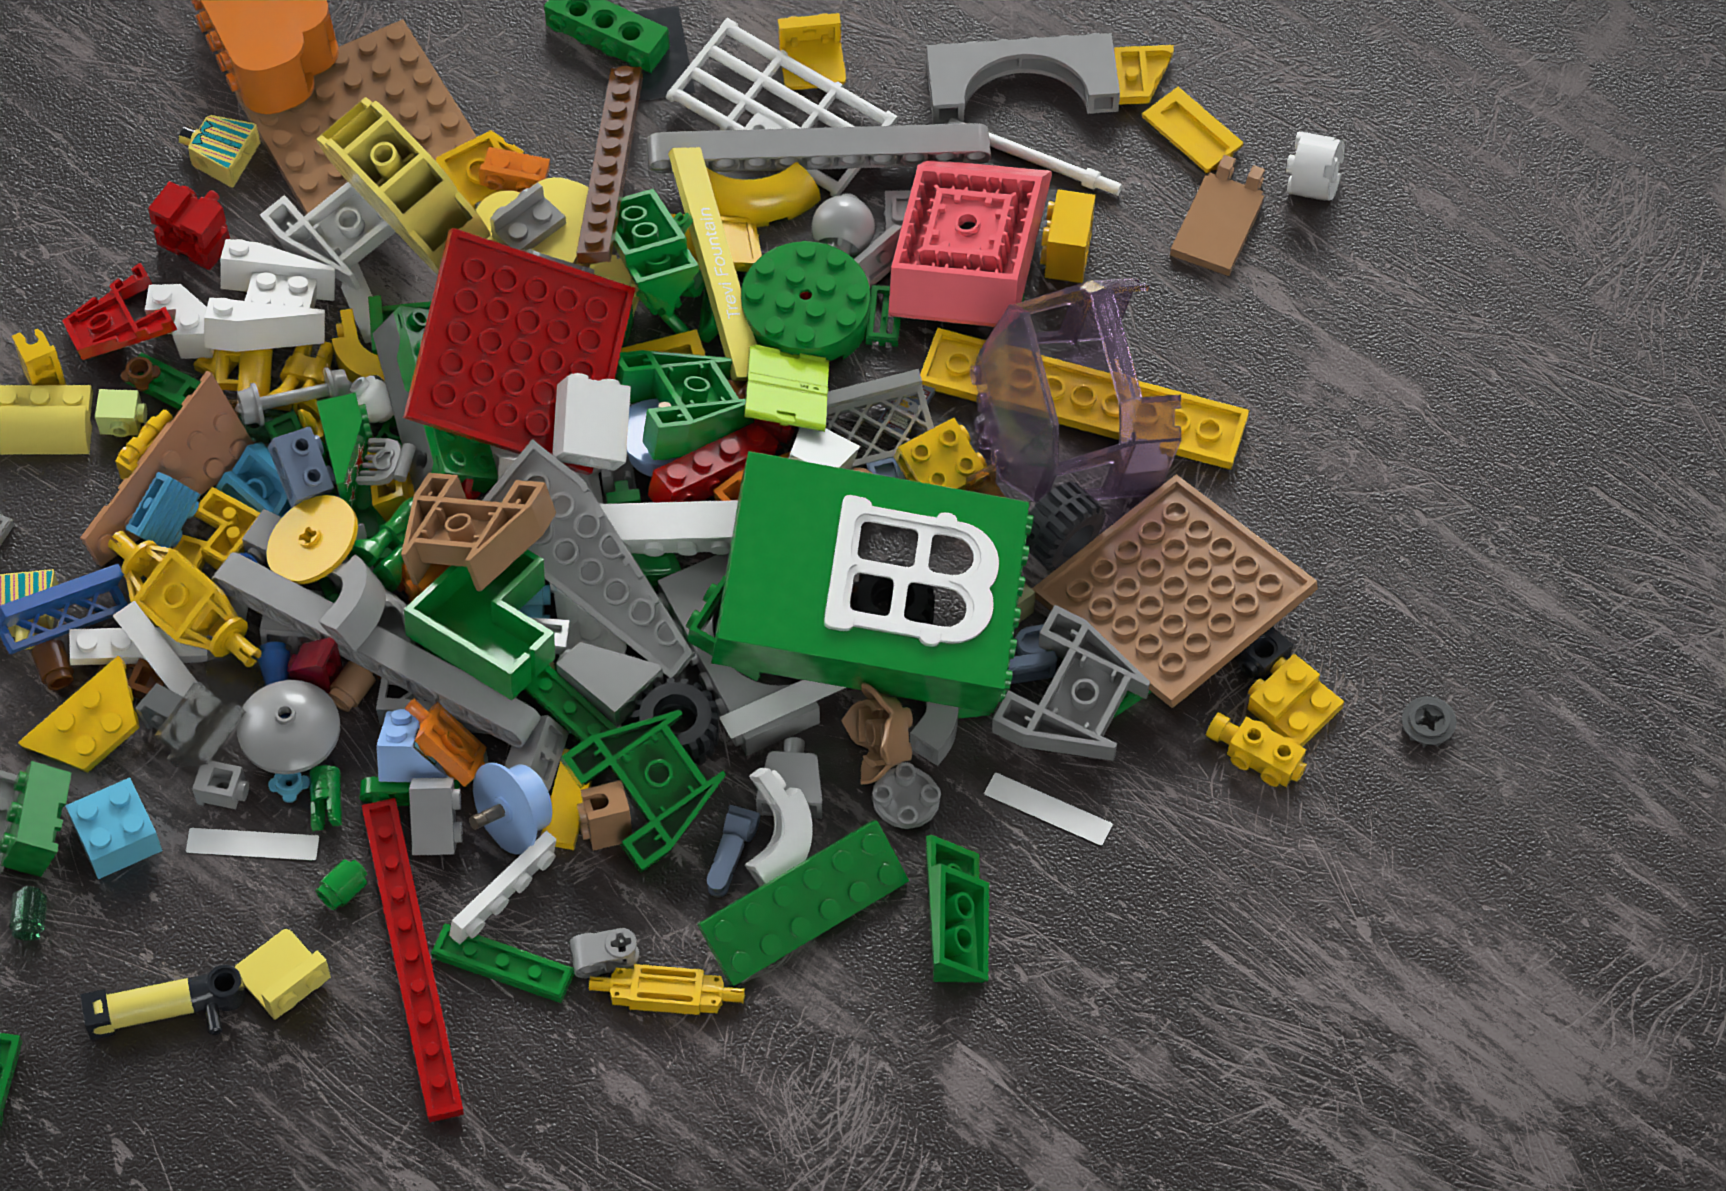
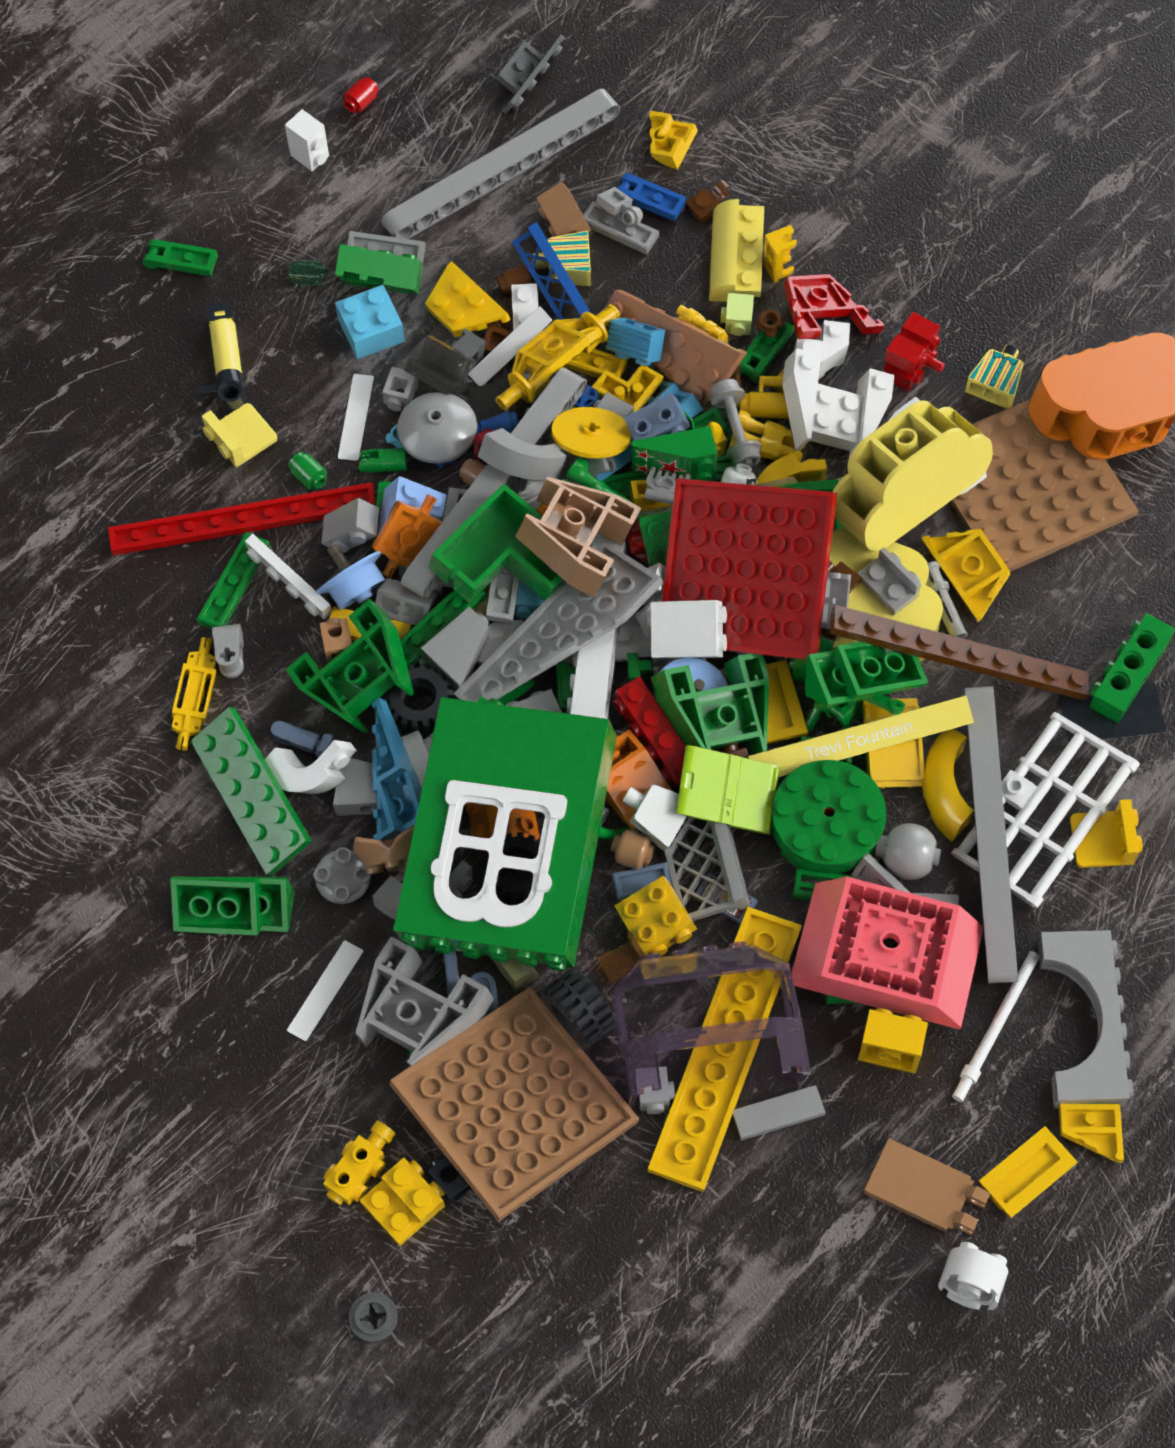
camera: 95 degrees right, 5 degrees up
(512, 170) = (964, 588): orange bracket -> none
(807, 729) = (393, 778): none -> dark azure wedge
(1152, 349) = (778, 1112): none -> light grey tile

